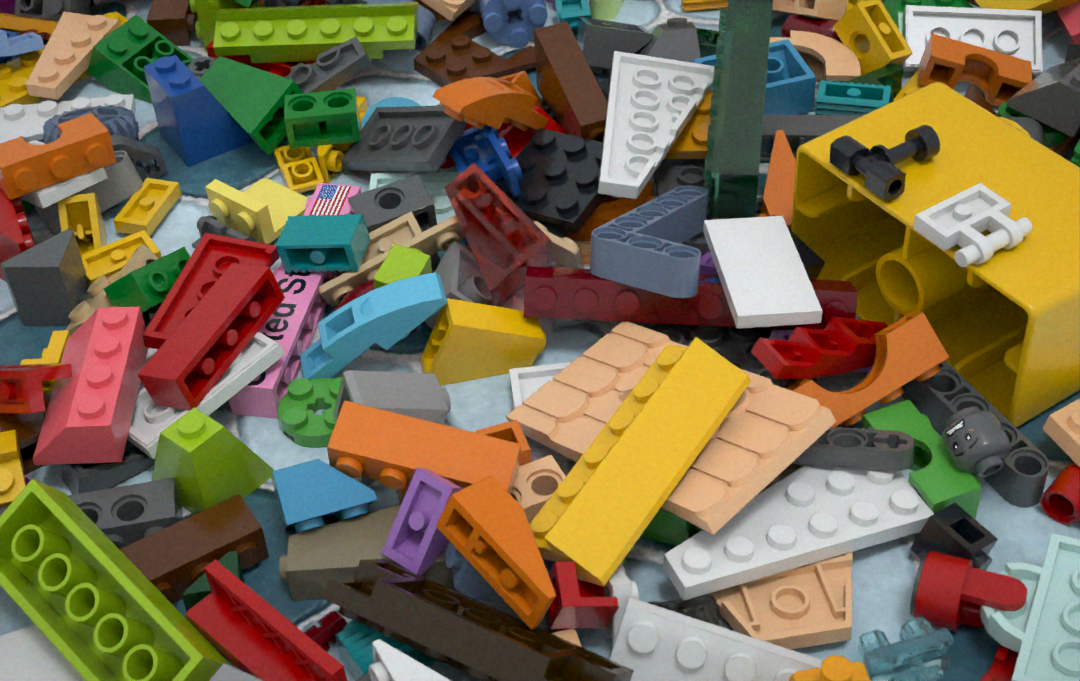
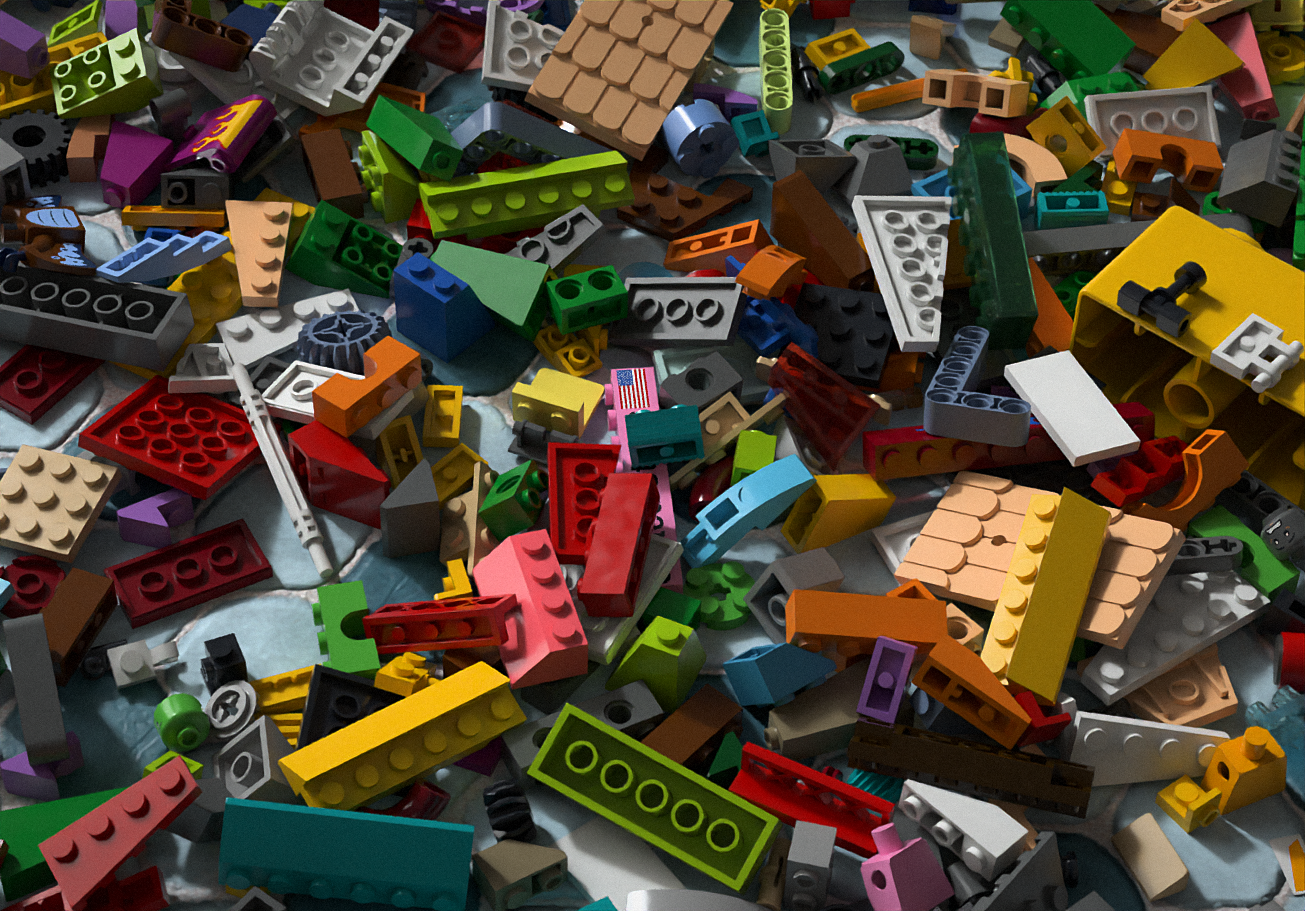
camera: 20 degrees left, 5 degrees up
(254, 421) = (673, 607): none -> green brick

